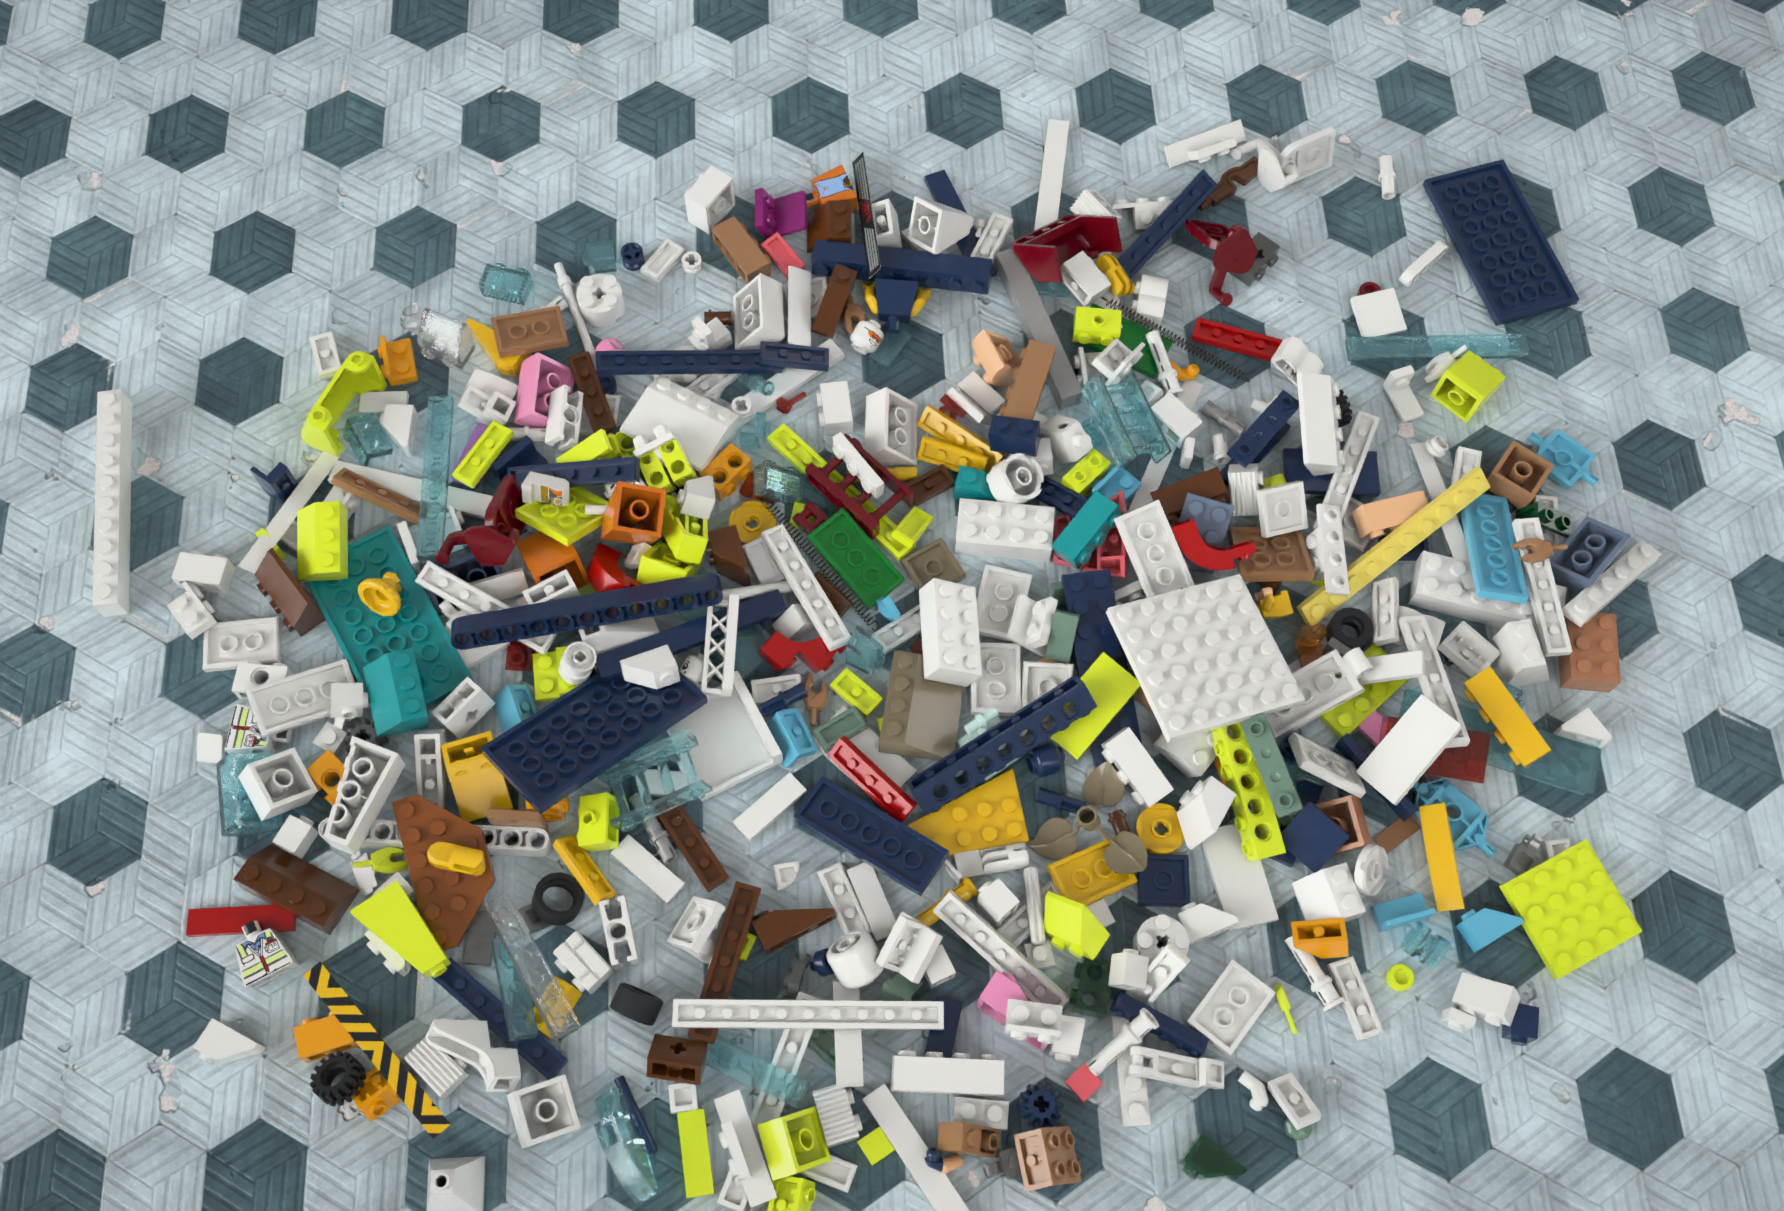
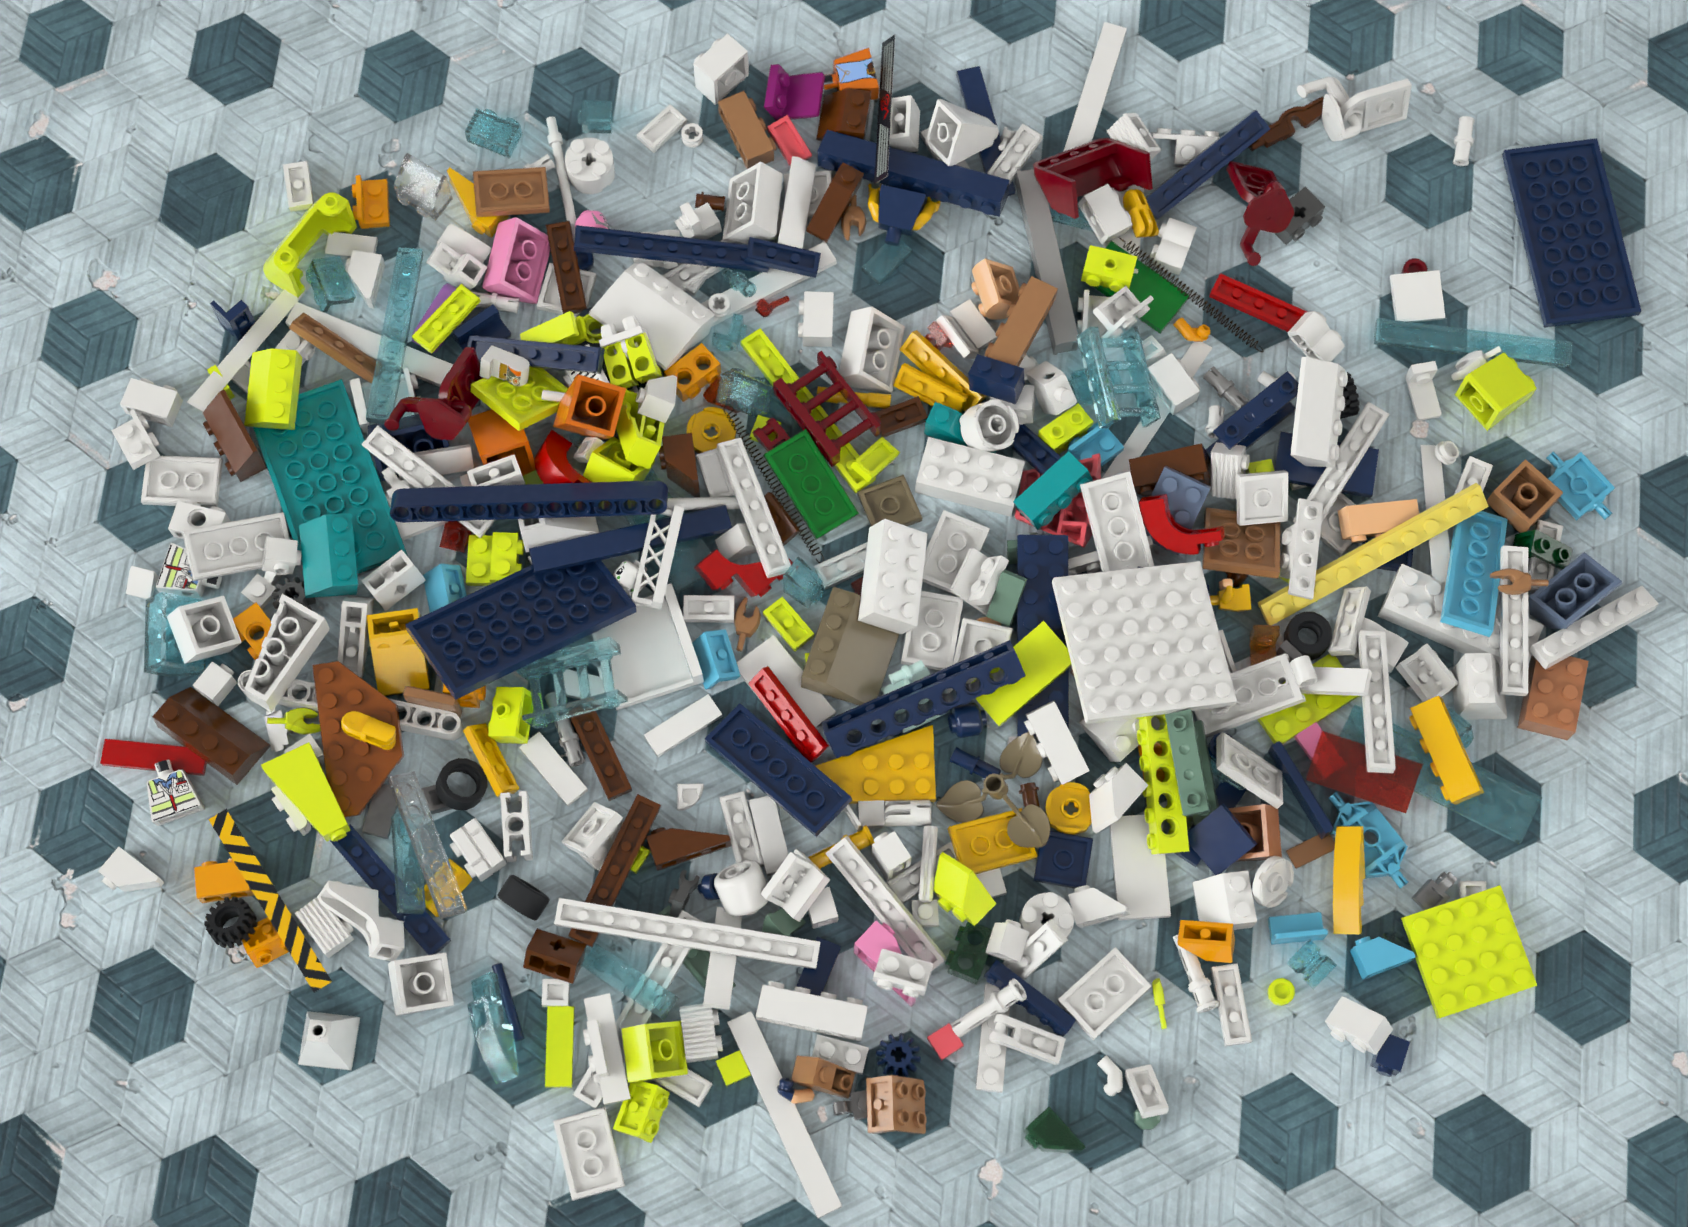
camera: 10 degrees right, 5 degrees up
(112, 504) = (68, 315): white brick -> none
(381, 595) = (327, 453): yellow hair -> none
(564, 418) = (534, 291): white piece -> none
(577, 663) = (512, 552): white wheel -> none
(636, 252) = (630, 114): dark blue wheel -> none
(652, 668) = (585, 569): white slope -> none
(783, 700) = (712, 620): dark blue axle -> none
(845, 724) = (771, 654): sand green tile -> none
(857, 465) = (827, 388): white plate -> none
(866, 336) = (863, 245): white head -> none
(888, 608) = (834, 541): medium azure tile -> none
(1070, 1041) = (935, 997): white slope -> none
(1166, 375) = (1174, 332): white pin -> none
(1187, 453) = (1178, 421): white tile -> none
(1205, 144) = (1271, 76): white bracket -> none
(1211, 1073) = (1071, 1052): white tile -> none
(1409, 749) = (1333, 767): white tile -> none
(1423, 263) = (1480, 246): white beam -> none
(1458, 1019) = (1327, 1041): white plate -> none
(1585, 729) = (1528, 774): white slope -> none

